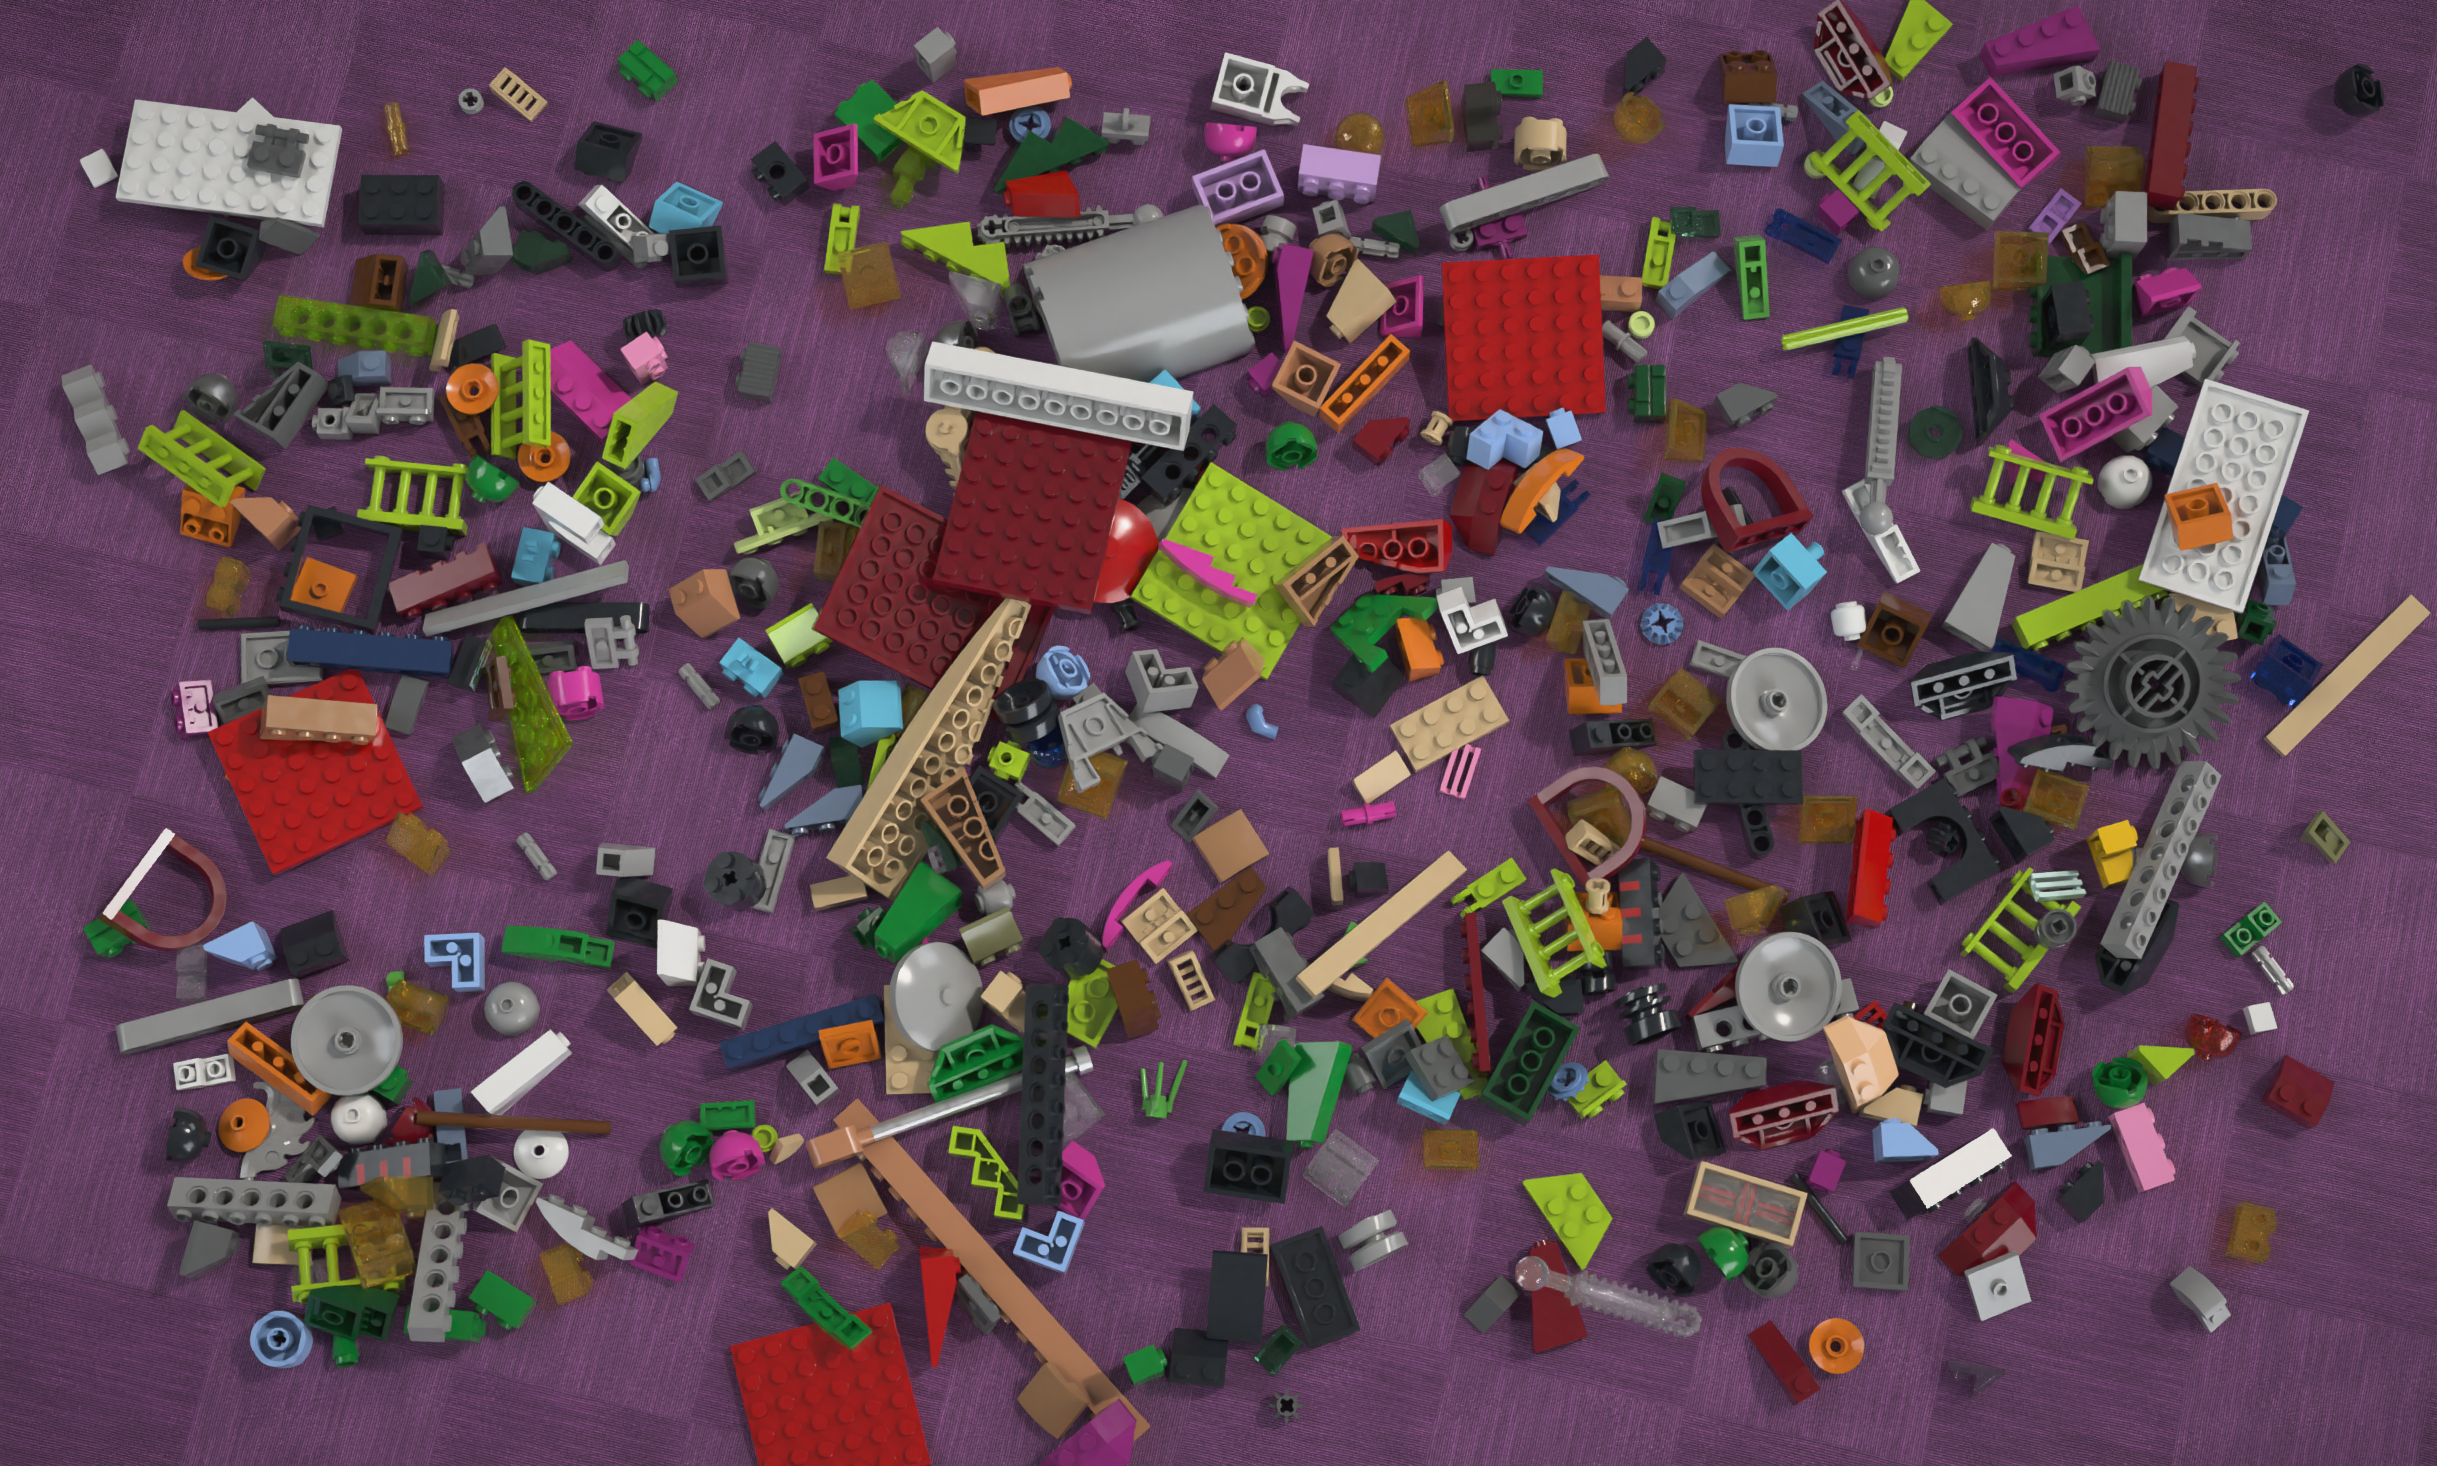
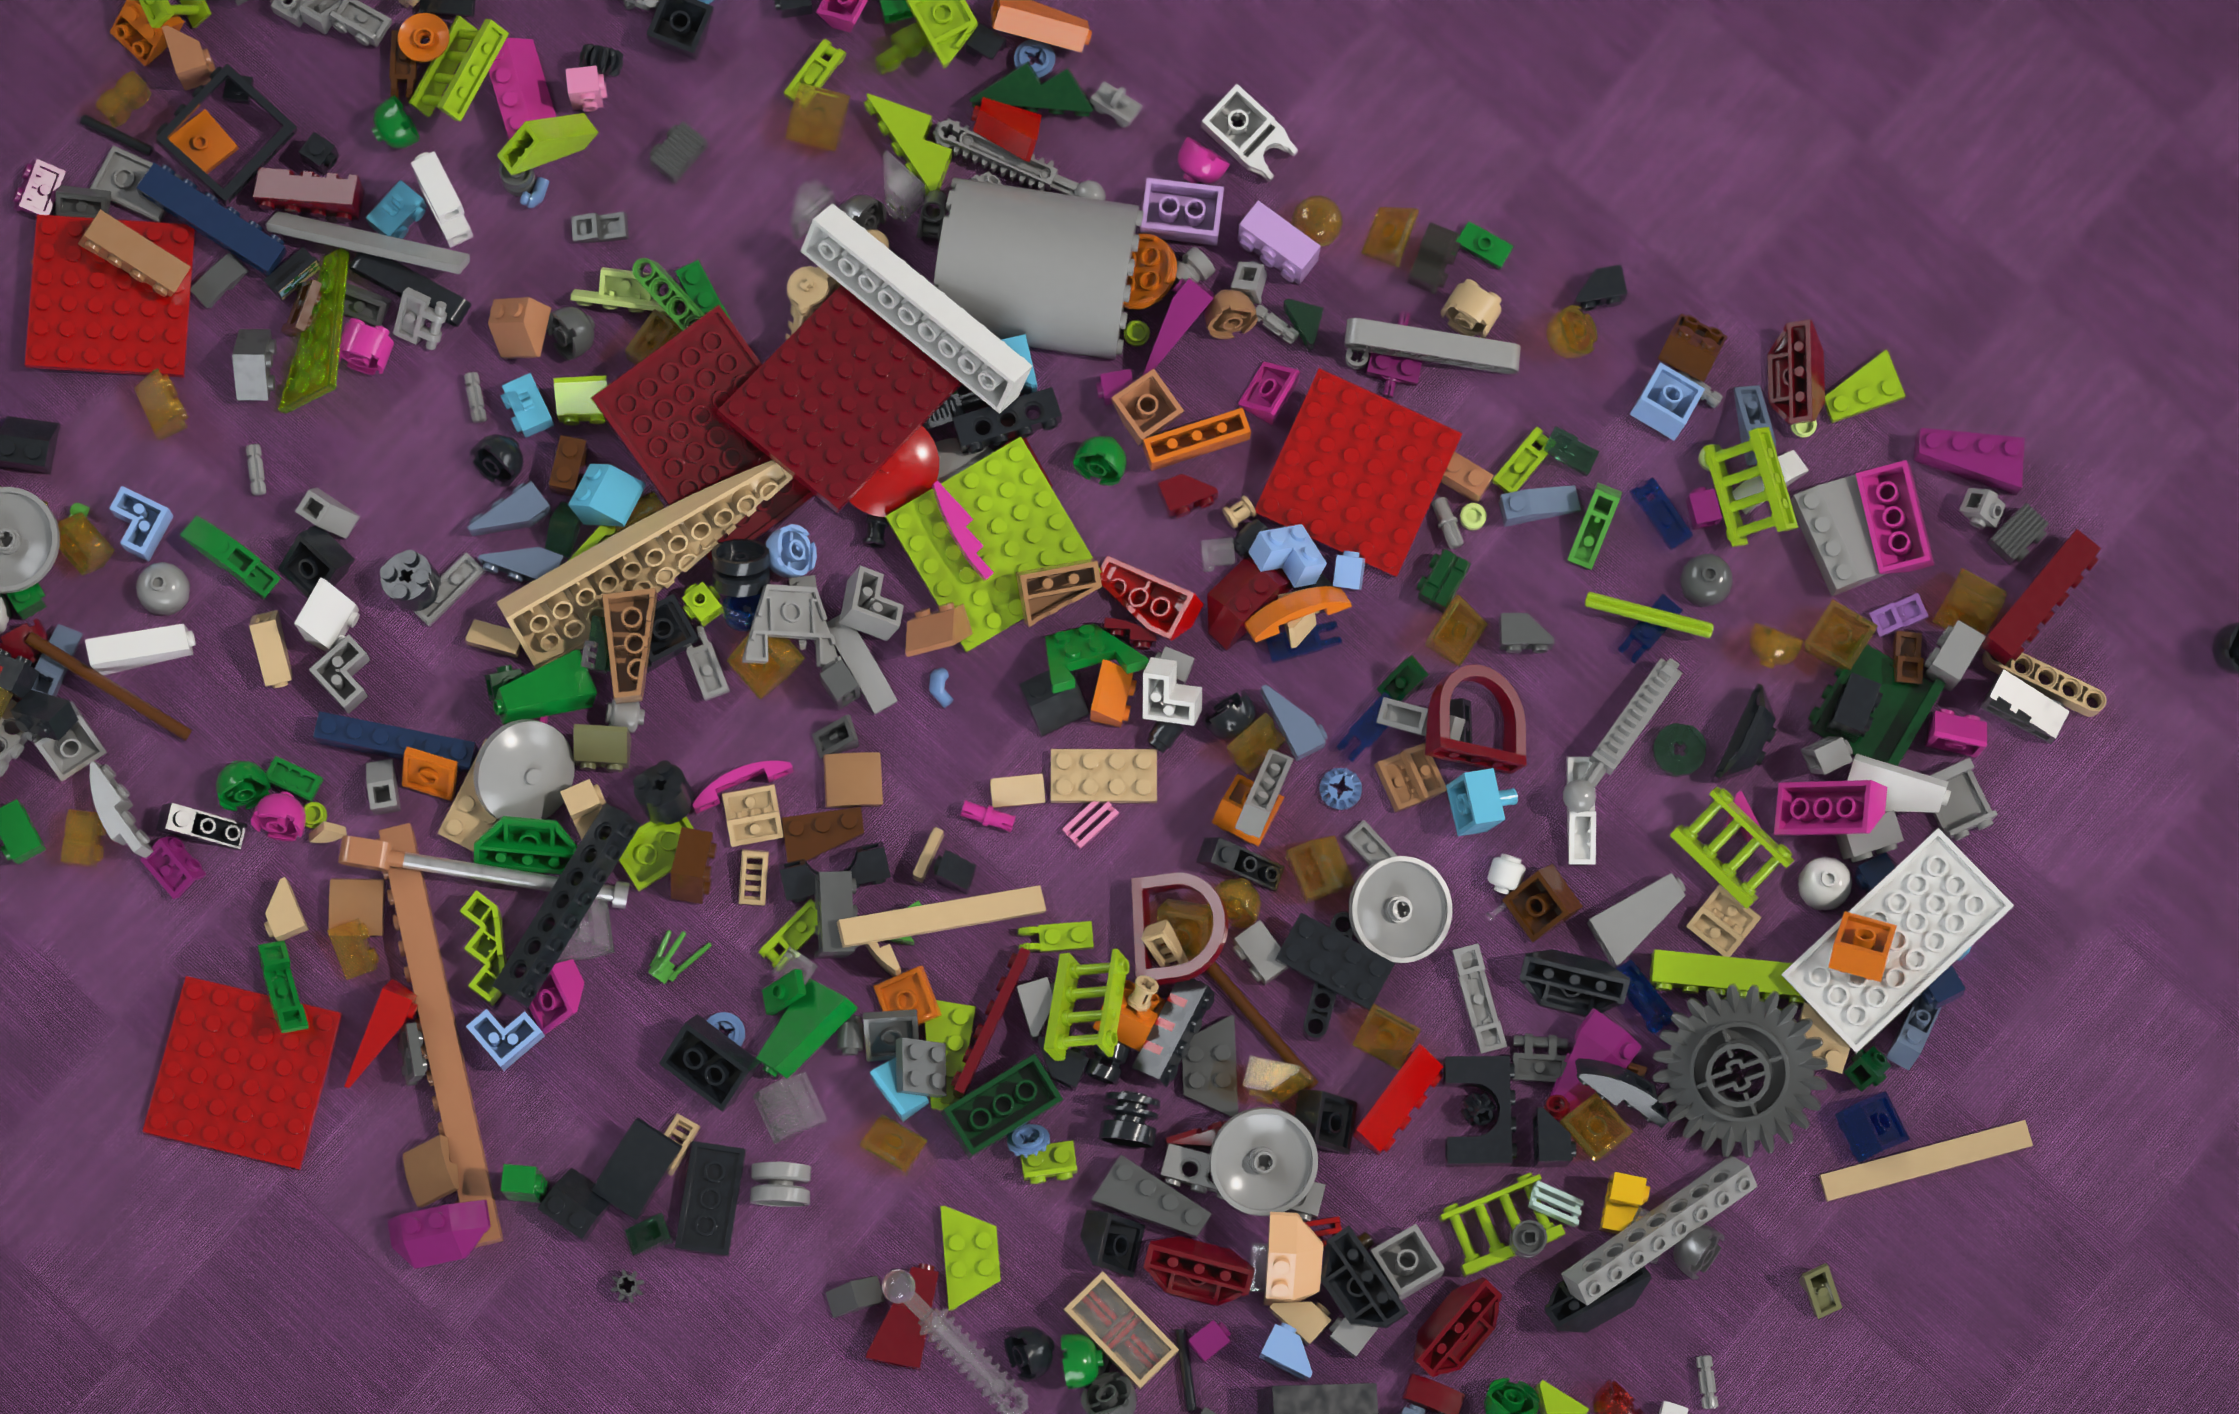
camera: 25 degrees right, 0 degrees up
(400, 517) = (301, 116): lime fence -> none
(530, 460) = (441, 125): orange dish -> none
(547, 1164) = (121, 737): white dish -> none
(608, 497) = (483, 193): lime slope -> none
(1358, 303) = (1231, 365): tan slope -> none
(2250, 929) = (1708, 1336): green slope -> none

